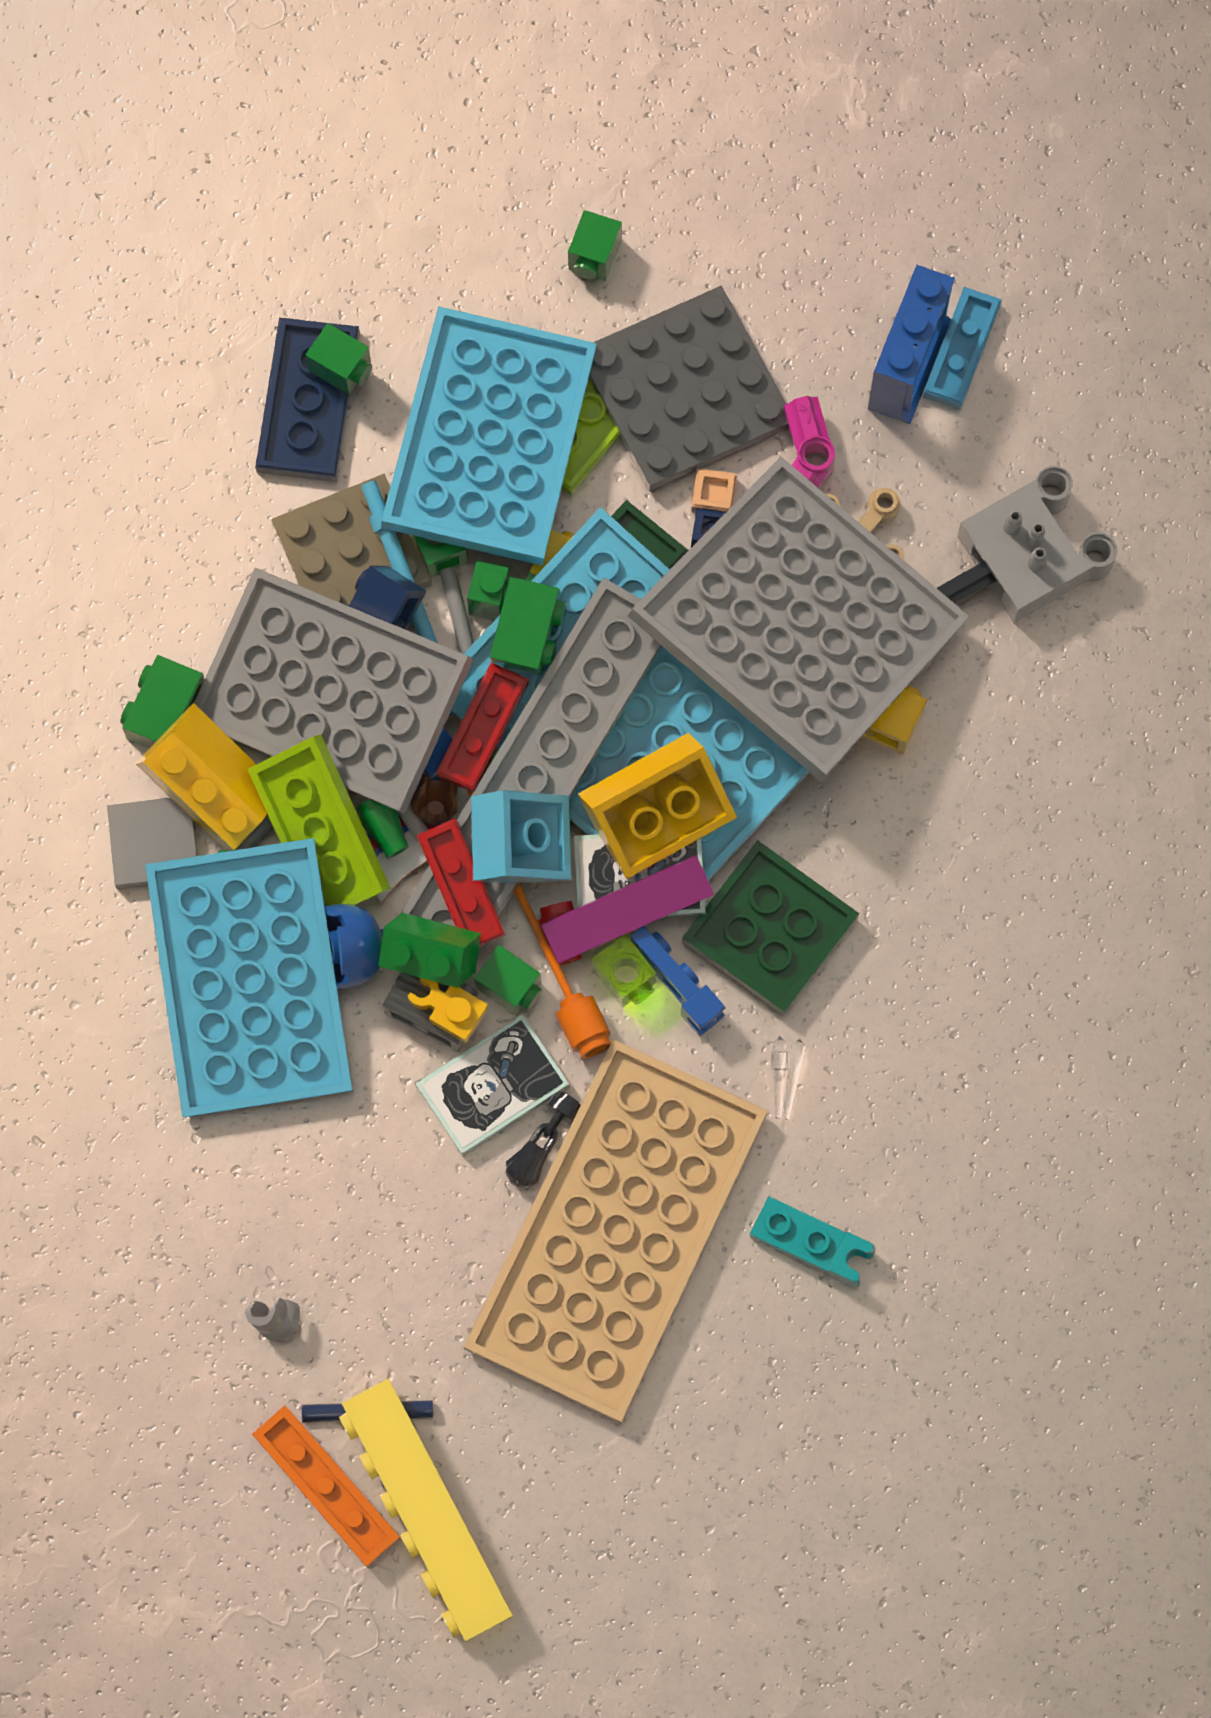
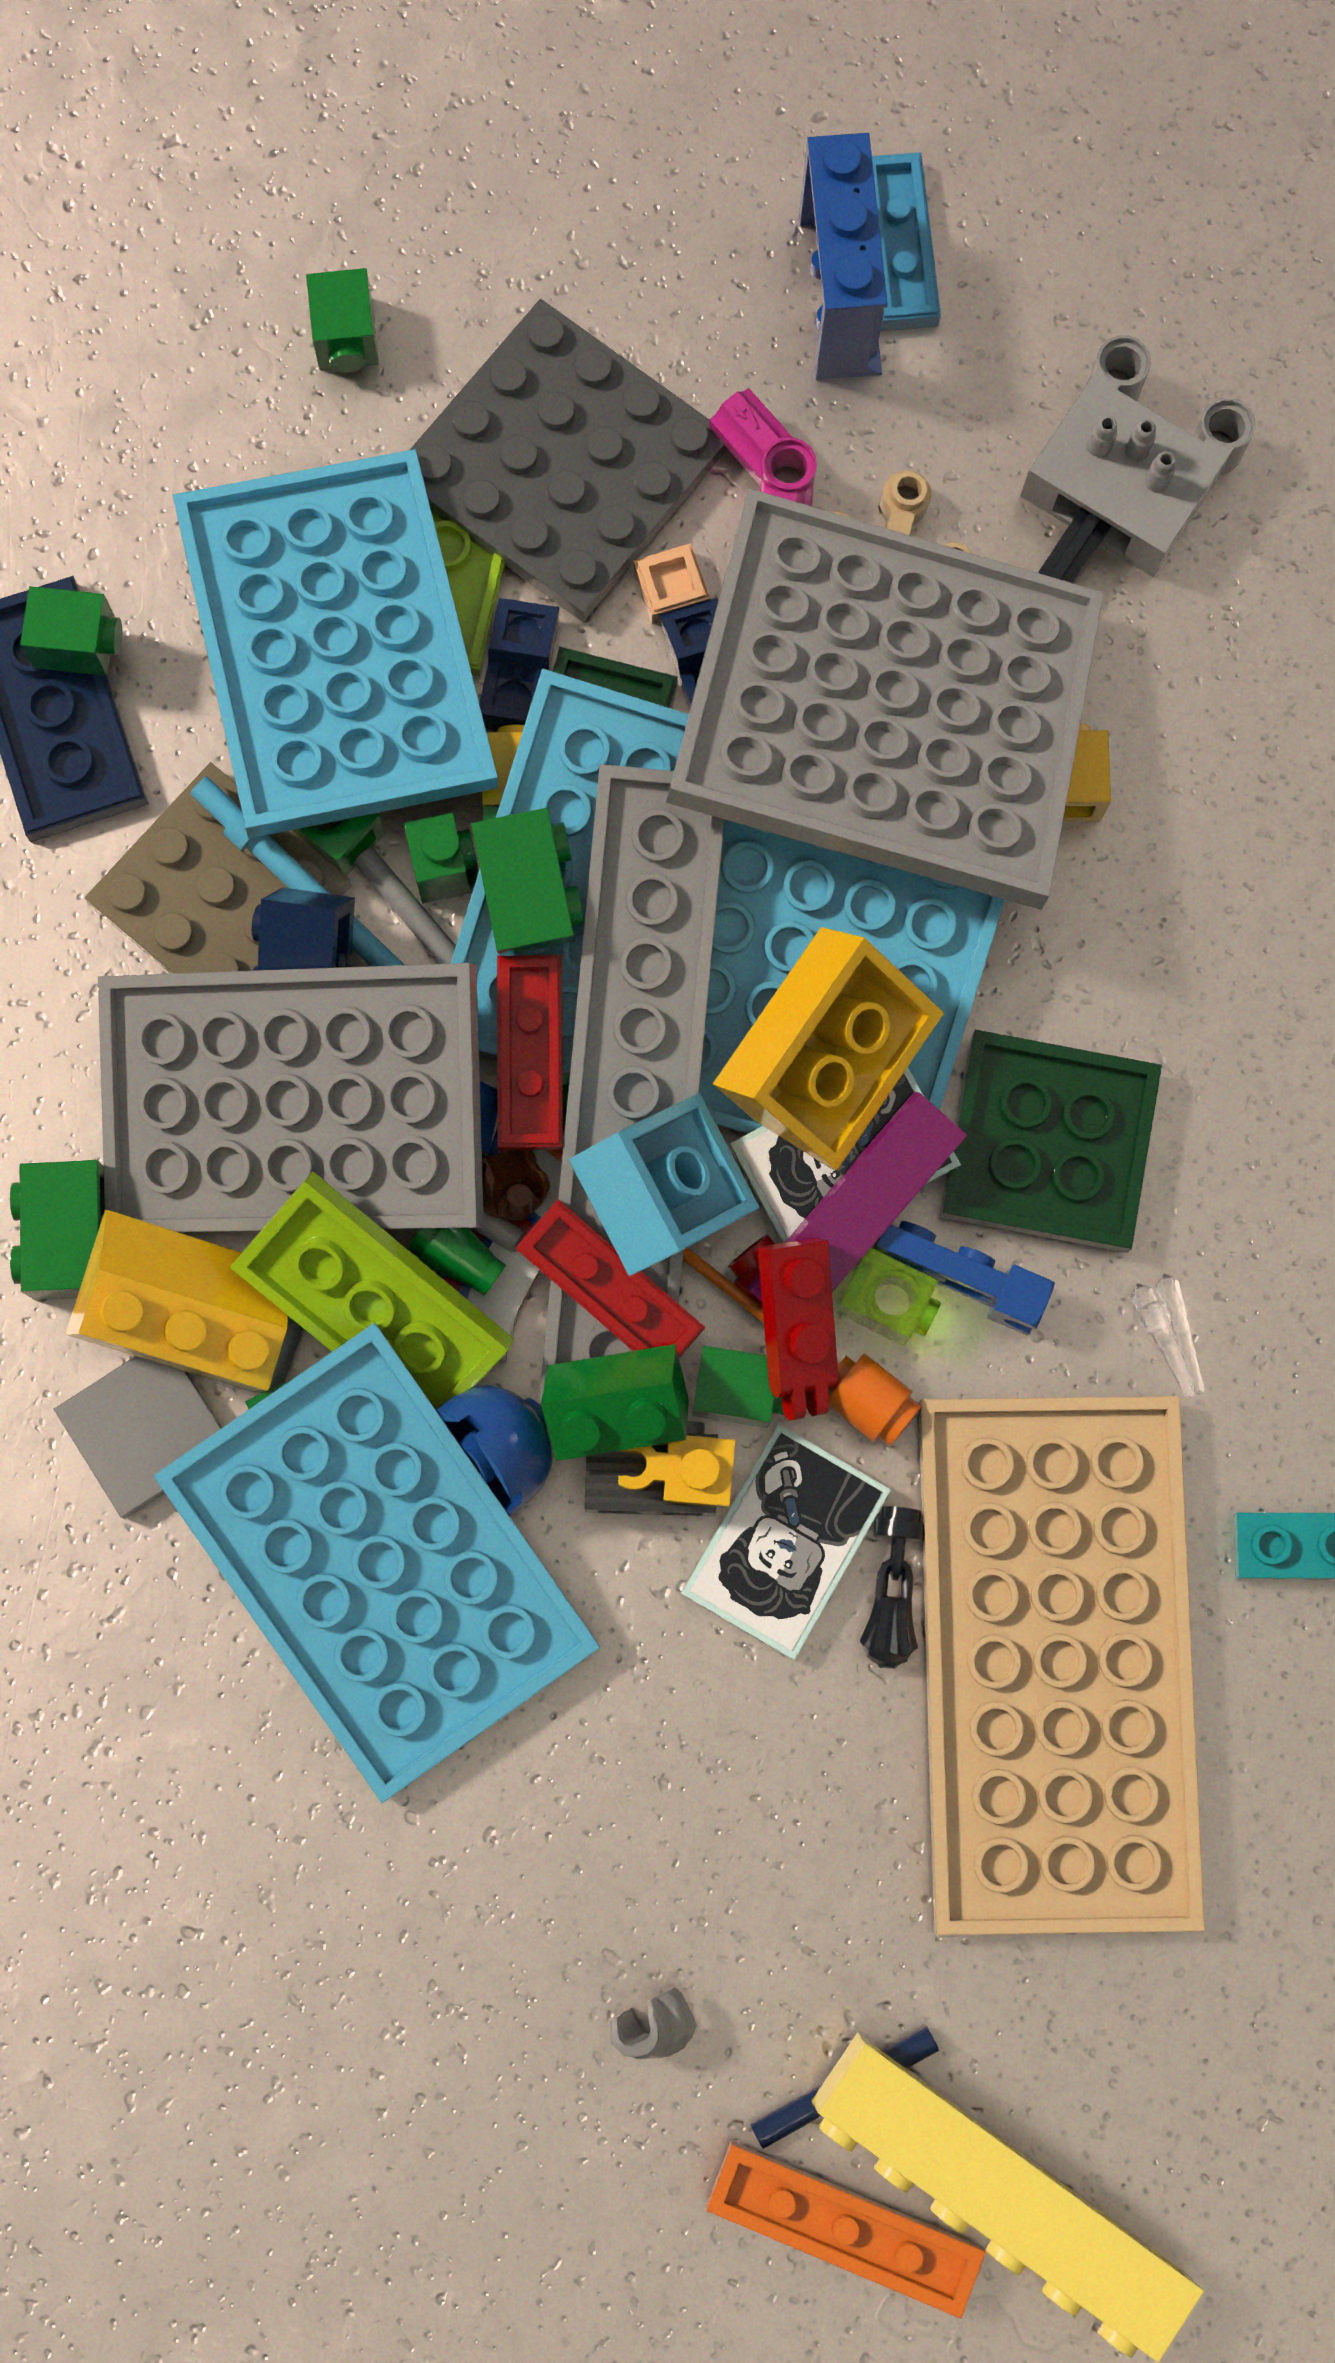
camera: 30 degrees left, 5 degrees up
(559, 957) = (799, 1325): none -> red hinge
(602, 487) = (517, 651): none -> dark blue slope

